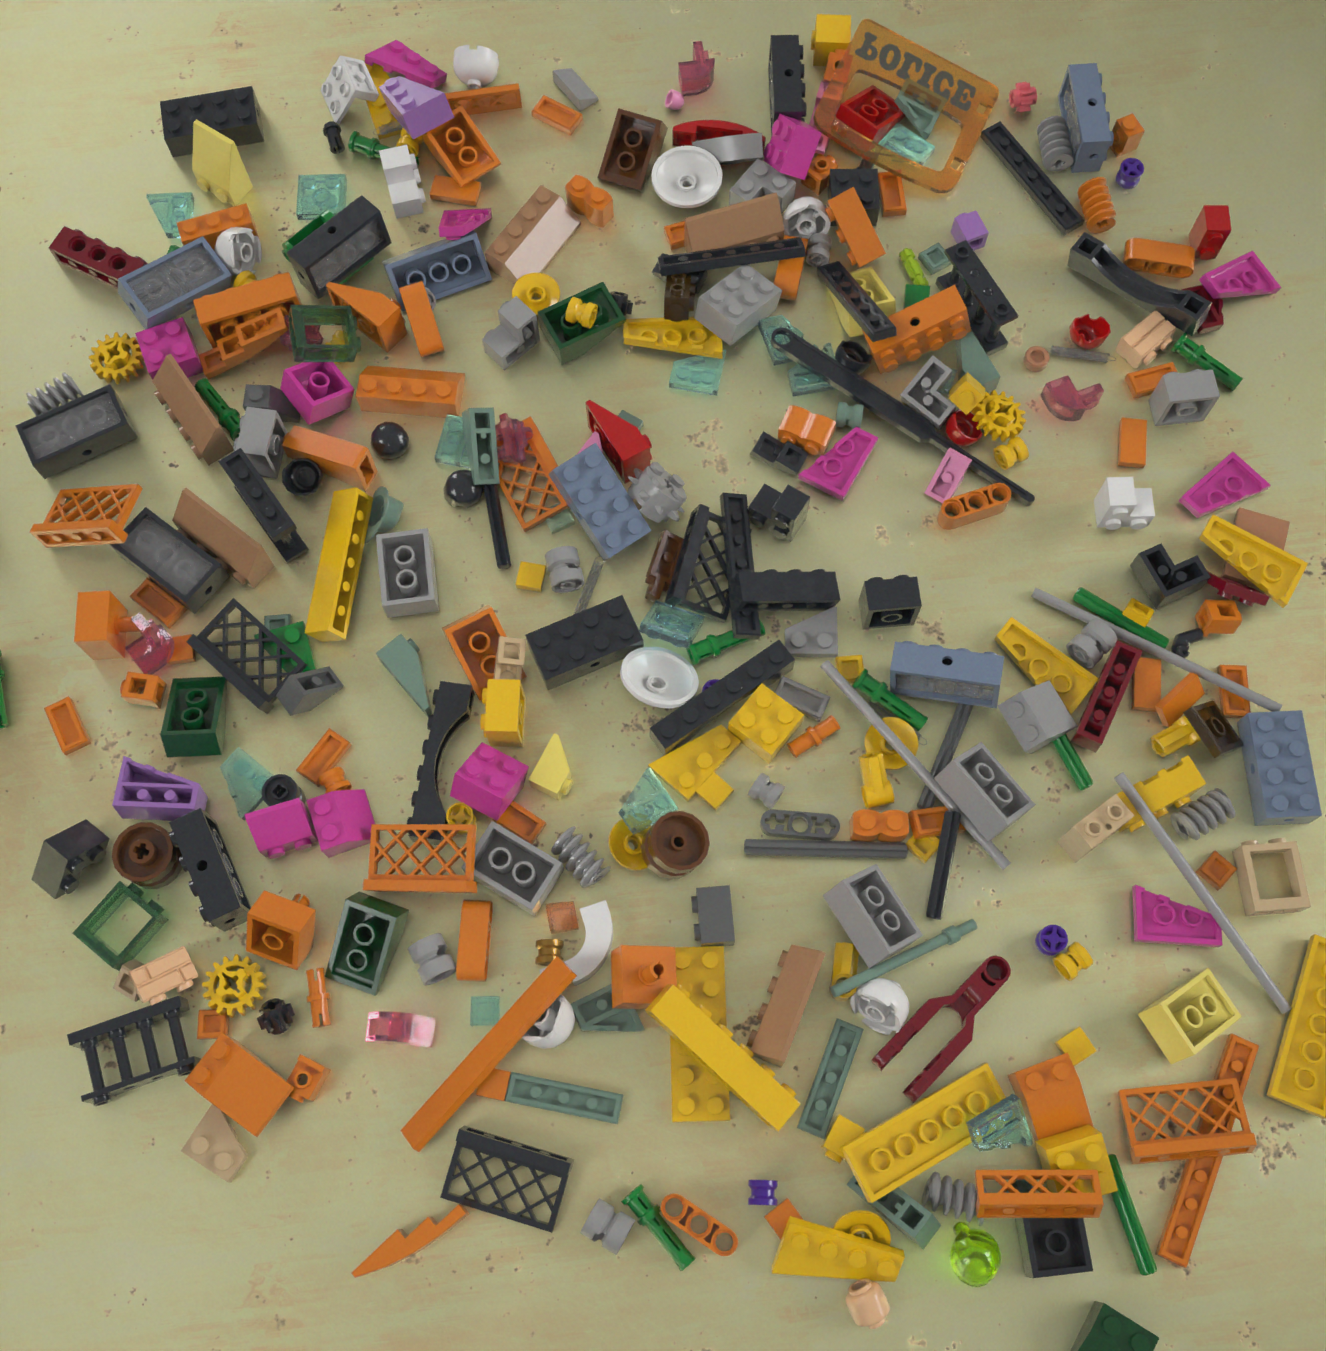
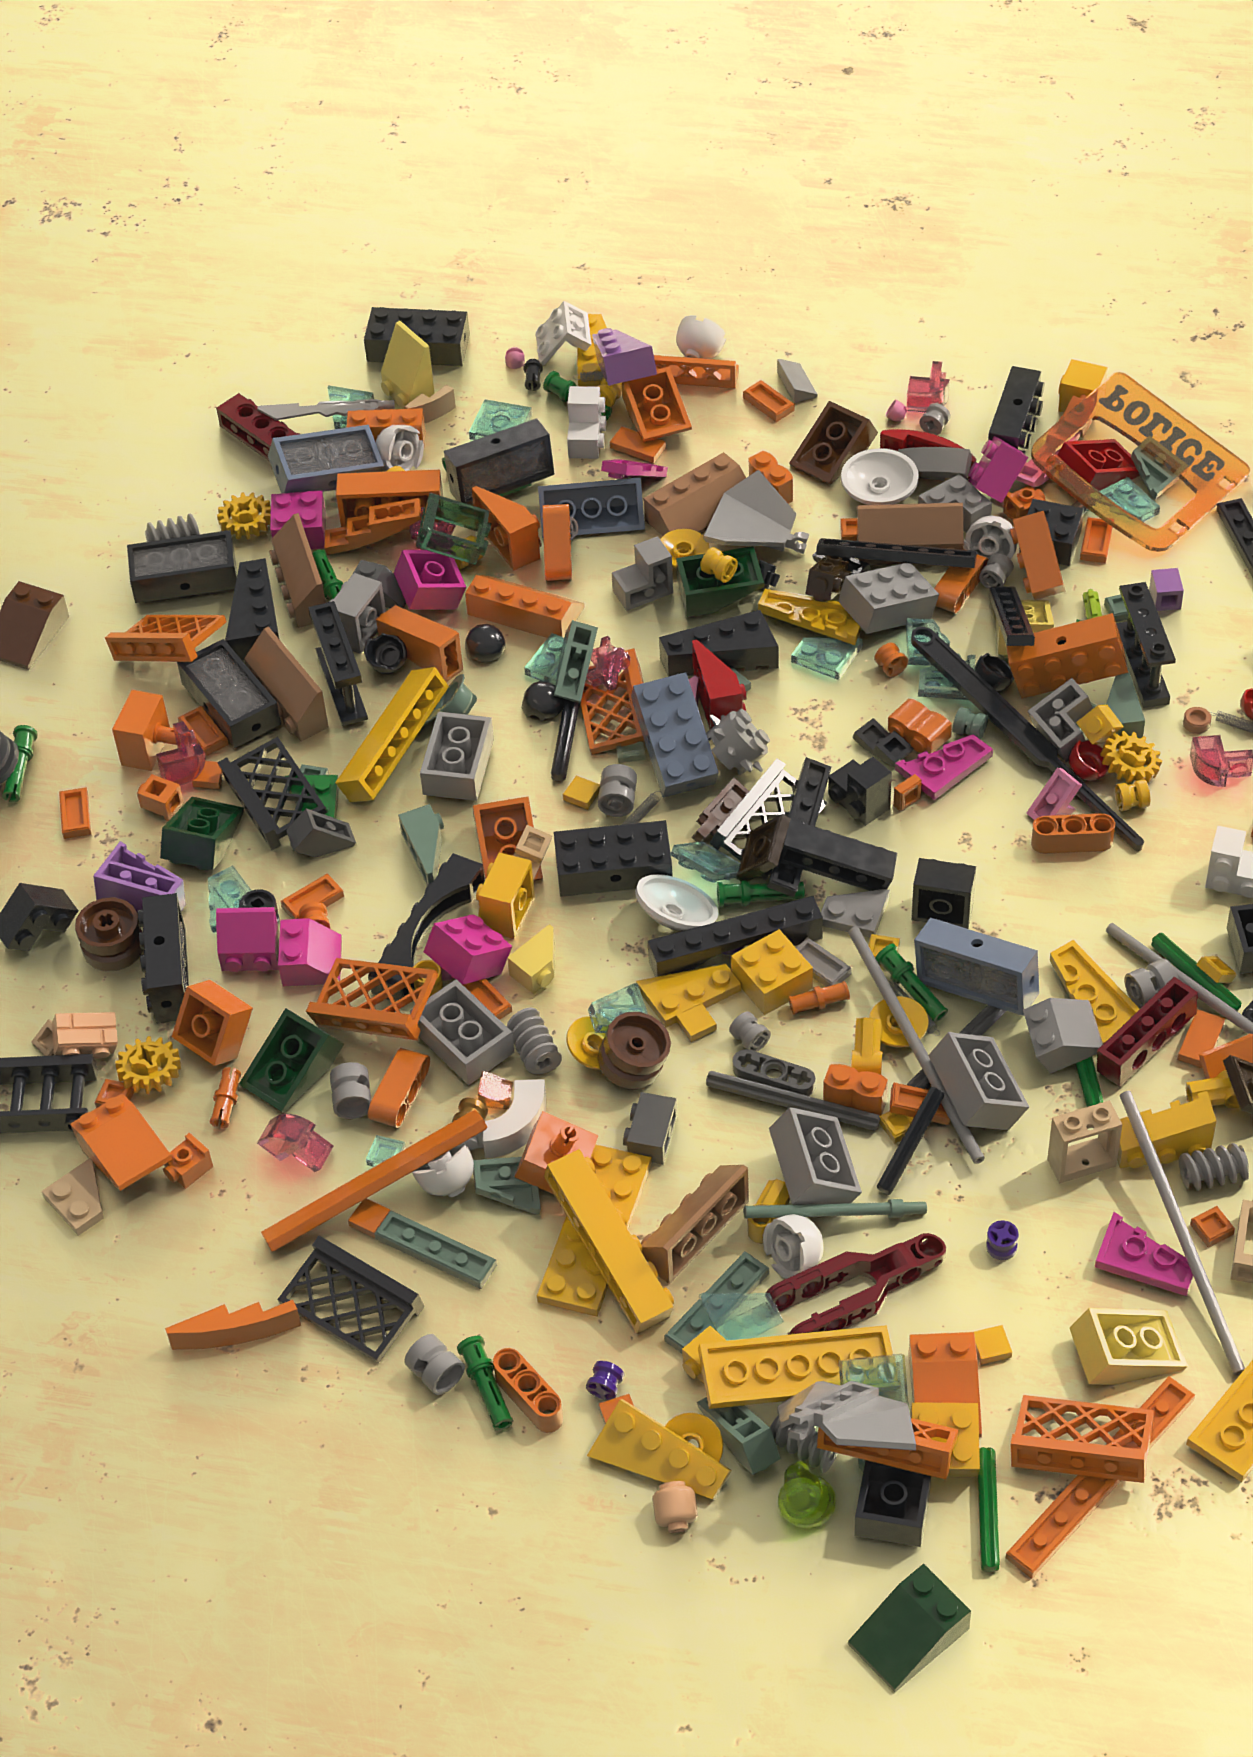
camera: 20 degrees right, 20 degrees down
(104, 910) = (53, 969): clear green window -> none
(156, 222) = (325, 408): none -> light grey sword
(160, 463) = (251, 607): none -> black wedge
(255, 194) = (436, 405): none -> tan slope
(275, 1016) = (178, 1100): black gear -> none
(310, 122) = (514, 358): none -> bright pink hinge
(401, 59) = (629, 321): dark pink wing -> none
(590, 249) = (755, 516): none -> light grey panel
(612, 386) = (736, 641): none -> black wedge
(712, 101) = (934, 419): none -> light grey wheel
(721, 603) = (763, 848): none -> dark brown tile
(758, 365) = (891, 659): none -> orange wheel
(819, 502) = (907, 792): none -> orange tile
(859, 1090) = (740, 1314): none -> clear light blue wing
(997, 1193) = (849, 1416): none -> light grey panel
(1072, 961) = (1017, 1263): yellow wheel -> none

